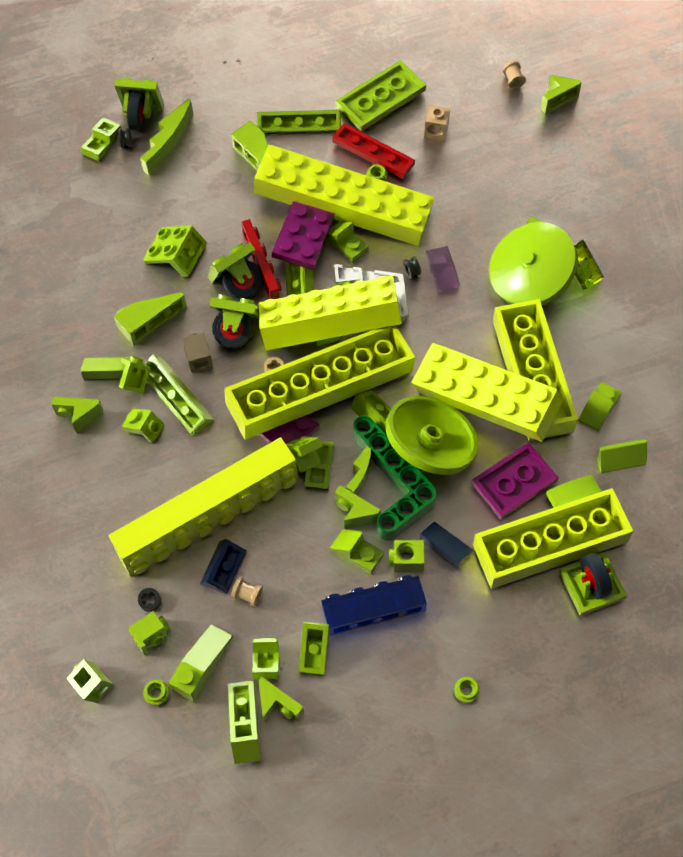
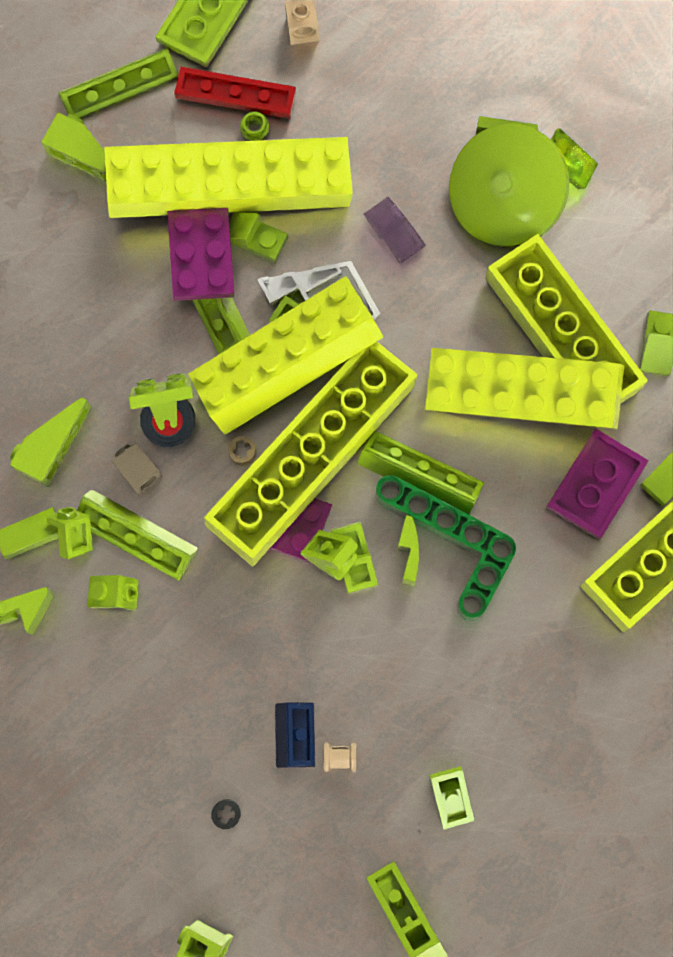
camera: 20 degrees left, 15 degrees up
(149, 631) = (246, 856): lime brick -> none
(153, 685) = (287, 935): lime plate -> none
(178, 246) = (42, 333): lime bracket -> none
(199, 663) = (324, 866): lime slope -> none
(205, 507) = (243, 676): neon yellow brick -> none
(239, 275) = (142, 341): plate -> none
(265, 658) = (399, 832): lime bracket -> none
(266, 267) = (153, 300): red plate -> none
(273, 697) = (427, 875): lime slope -> none
(356, 550) = (446, 649): lime slope -> none
(360, 510) = (432, 598): lime slope -> none
(373, 605) = (497, 712): clear blue brick -> none
(412, 267) = (355, 243): pearl dark grey bush -> none
(413, 547) = (523, 627): lime brick -> none
(431, 435) = (478, 469): lime dish -> none
(445, 544) = (548, 598): dark blue slope -> none
(466, 682) = (655, 769): lime plate -> none

